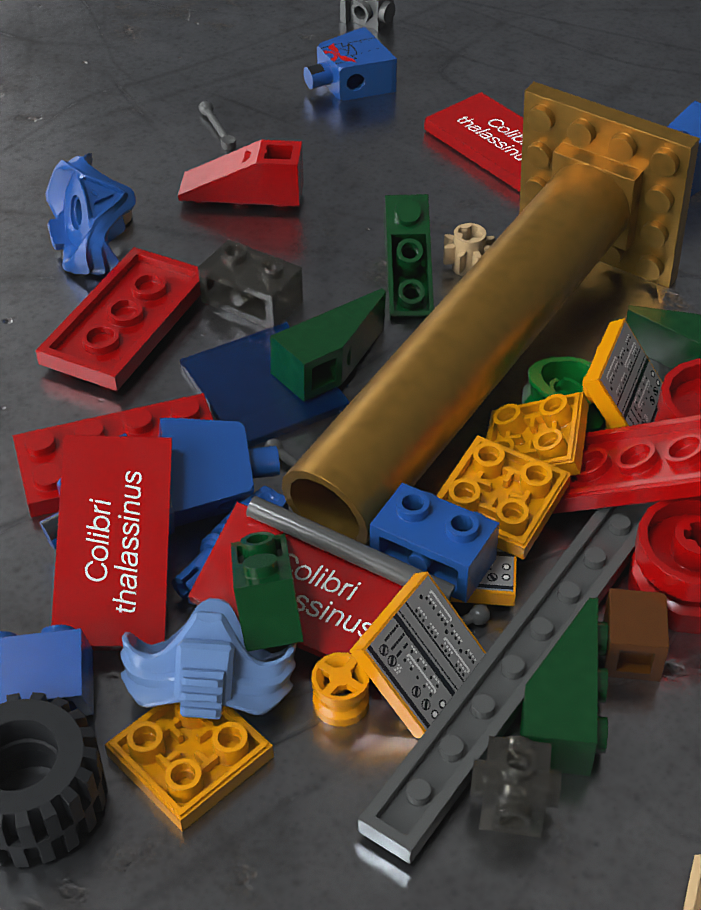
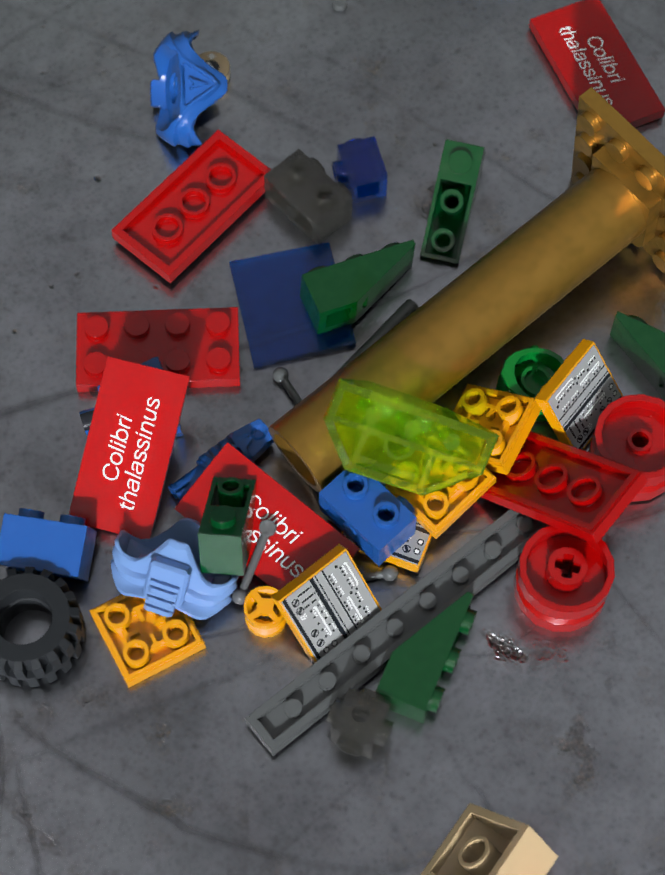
camera: 15 degrees right, 20 degrees up
(213, 466) = (221, 393): blue torso -> none
(256, 174) = (340, 64): red slope -> none
(304, 246) = (361, 169): none -> clear blue brick
(315, 588) = (267, 529): none -> dark grey hinge
(338, 544) = (297, 504): dark grey bar -> none
(457, 434) = (404, 438): none -> clear neon green wedge
(465, 247) = (510, 202): tan gear -> none
(636, 634) = (495, 625): reddish brown panel -> none

